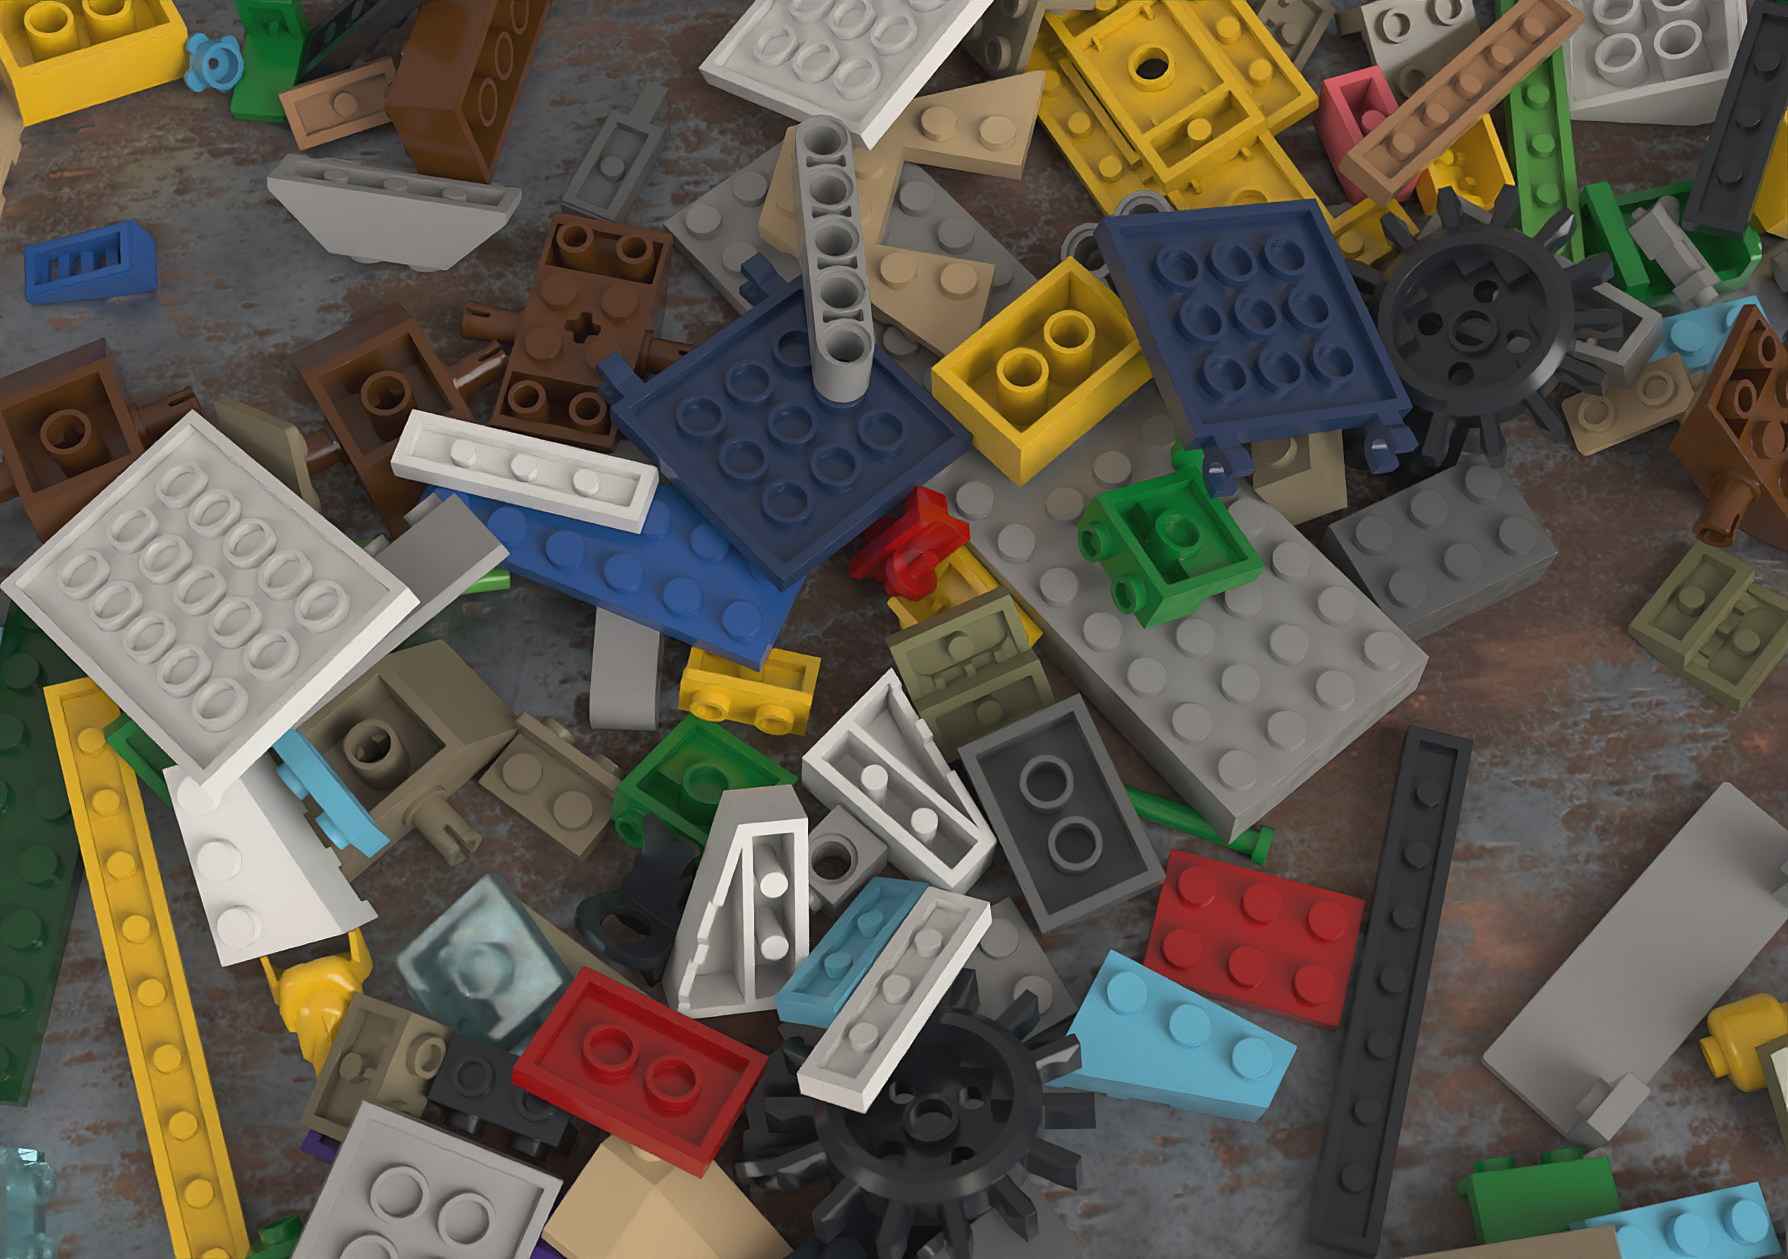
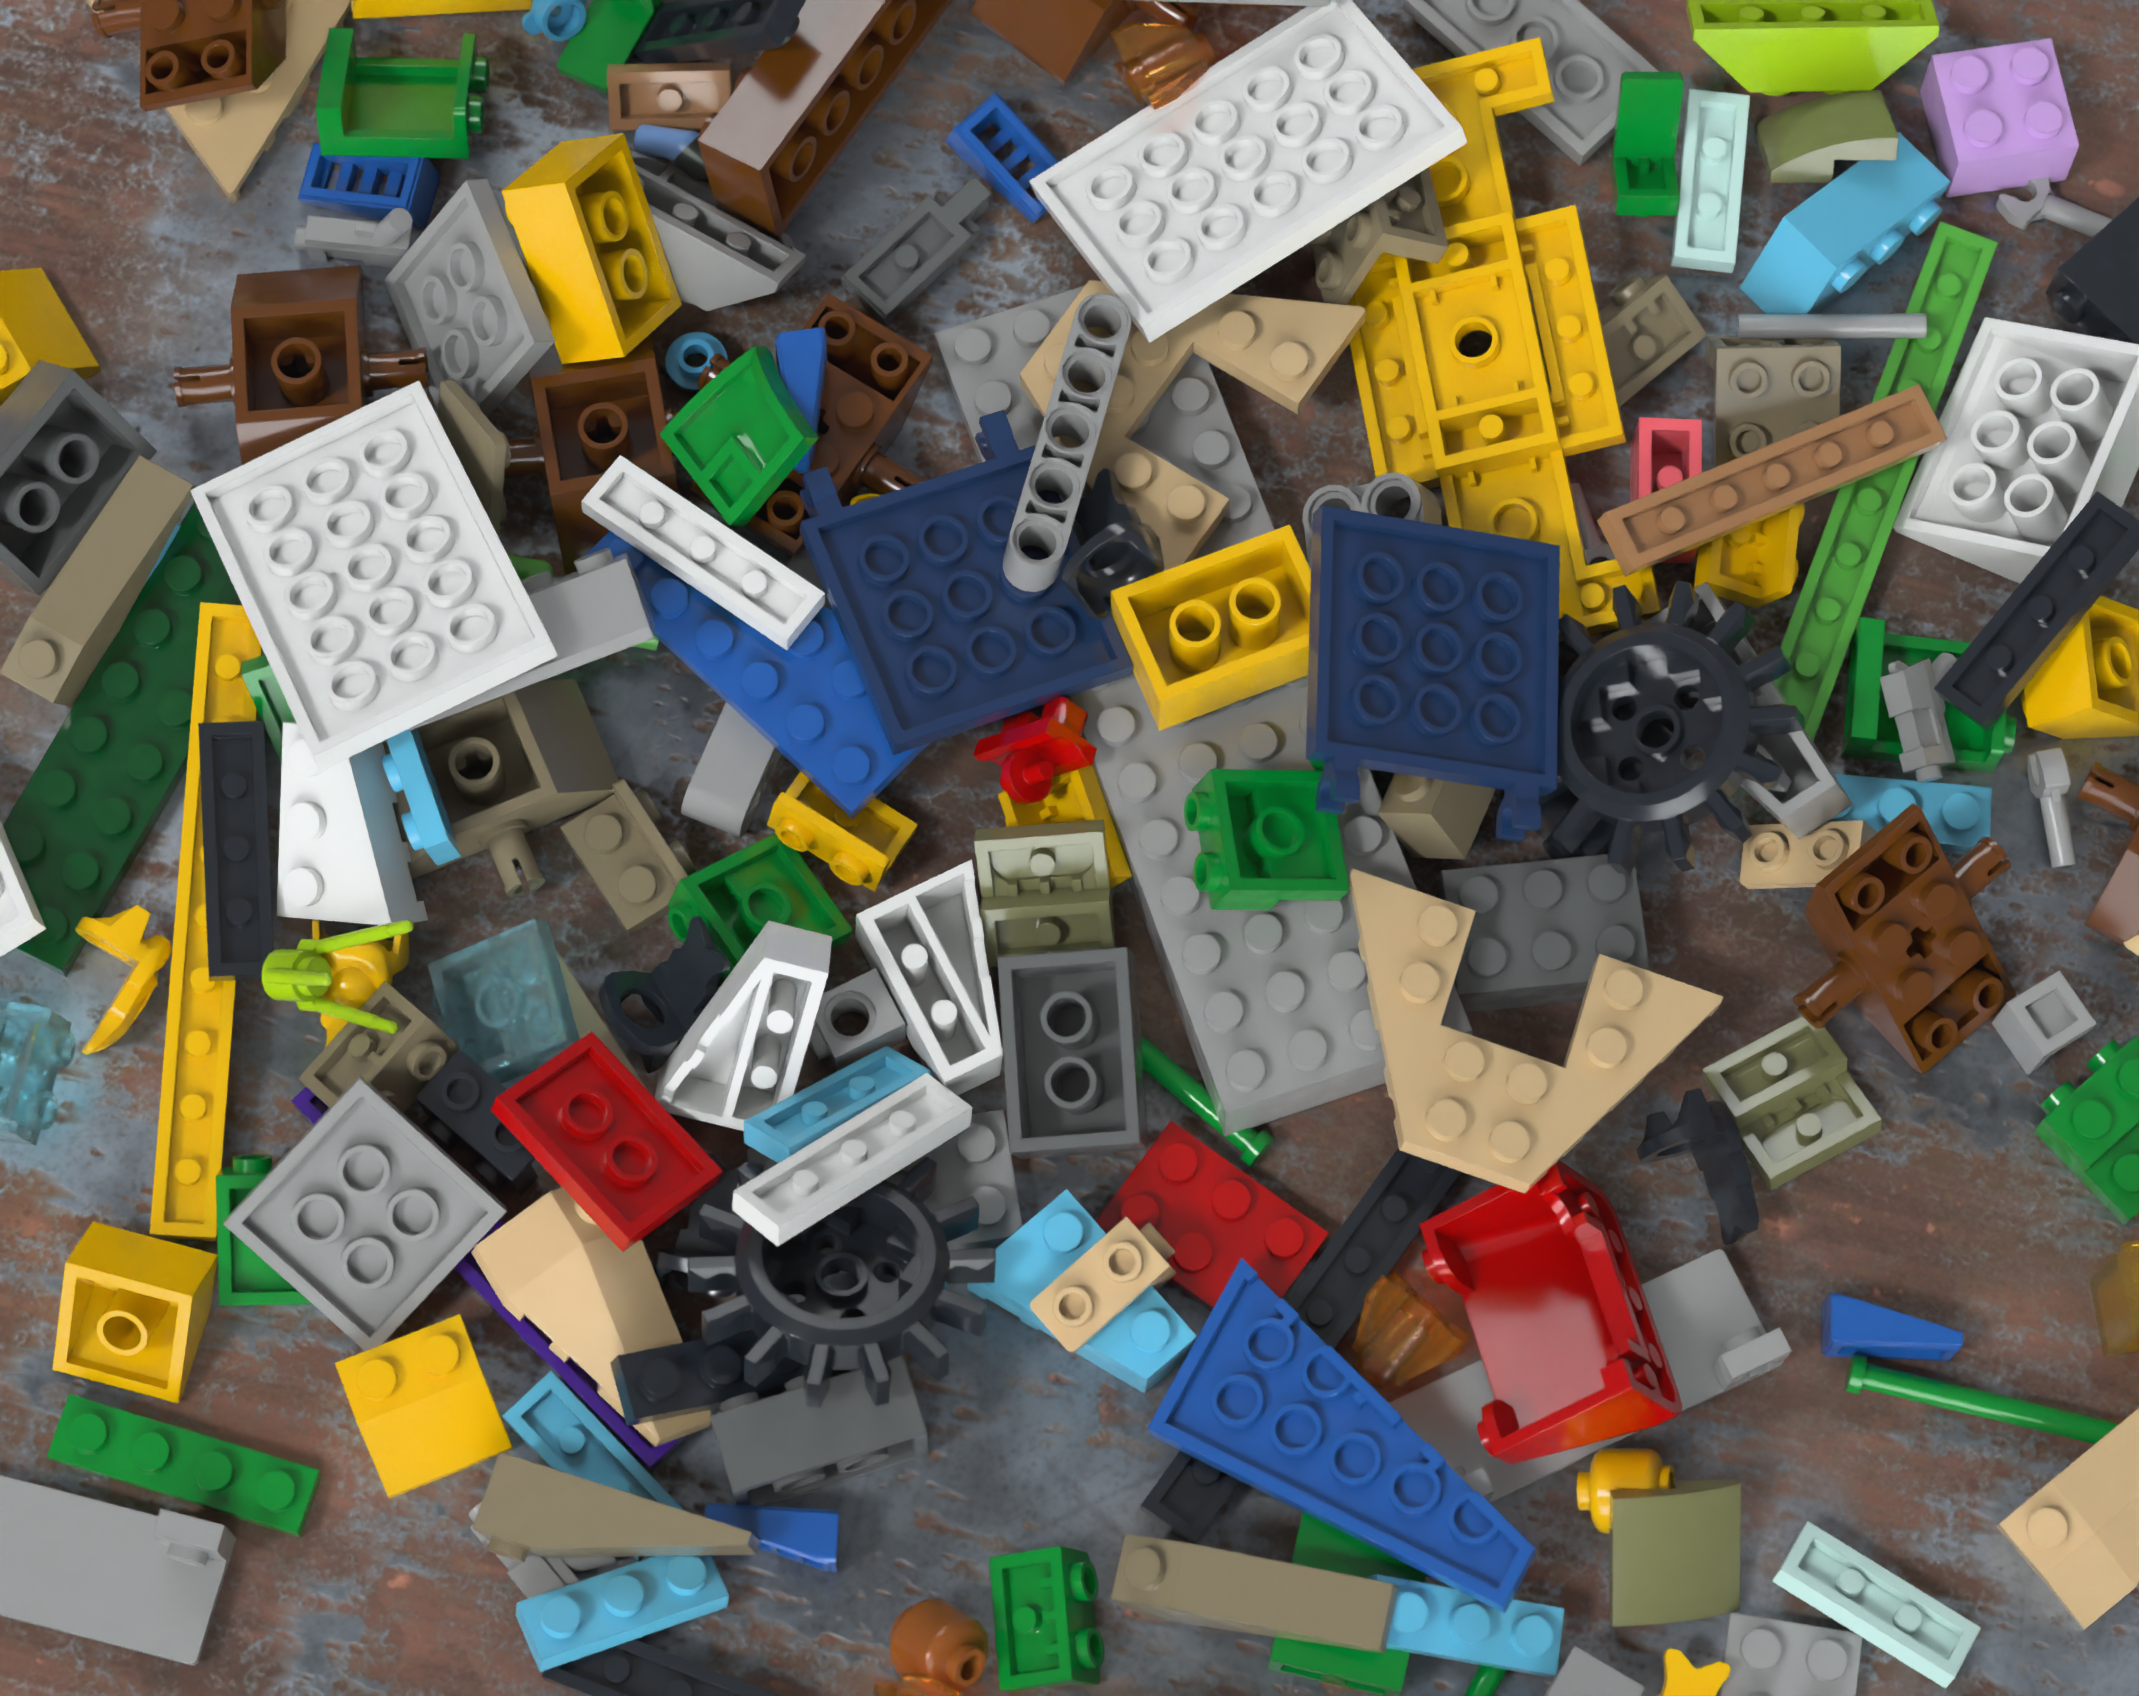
camera: 20 degrees right, 5 degrees up
(68, 1047) = (123, 940): none -> yellow hair
(92, 185) = (399, 102): none -> green panel
(99, 314) = (372, 242): none -> light grey piece
(158, 918) = (235, 849): none -> black plate
(218, 318) = (470, 300): none -> light grey plate
(272, 1015) = (305, 976): none -> lime plant
(317, 236) = (592, 248): none -> yellow brick
(372, 140) = (674, 144): none -> medium blue arm
(443, 333) = (679, 372): none -> dark azure plate
(523, 352) = (740, 436): none -> green plate
(559, 285) = (802, 366): none -> blue slope
(663, 36) = (980, 157): none -> blue slope
(916, 331) = (1117, 541): none -> black hair
(1188, 1029) = (1103, 1283): none -> tan bracket
(1453, 1102) = (1310, 1431): none -> blue wing
(1475, 717) = (1482, 1102): none -> tan wing
(1483, 973) = (1402, 1334): none -> clear orange brick
(1615, 903) = (1553, 1316): none -> red windscreen
(1684, 692) = (1717, 1147): none -> black hair

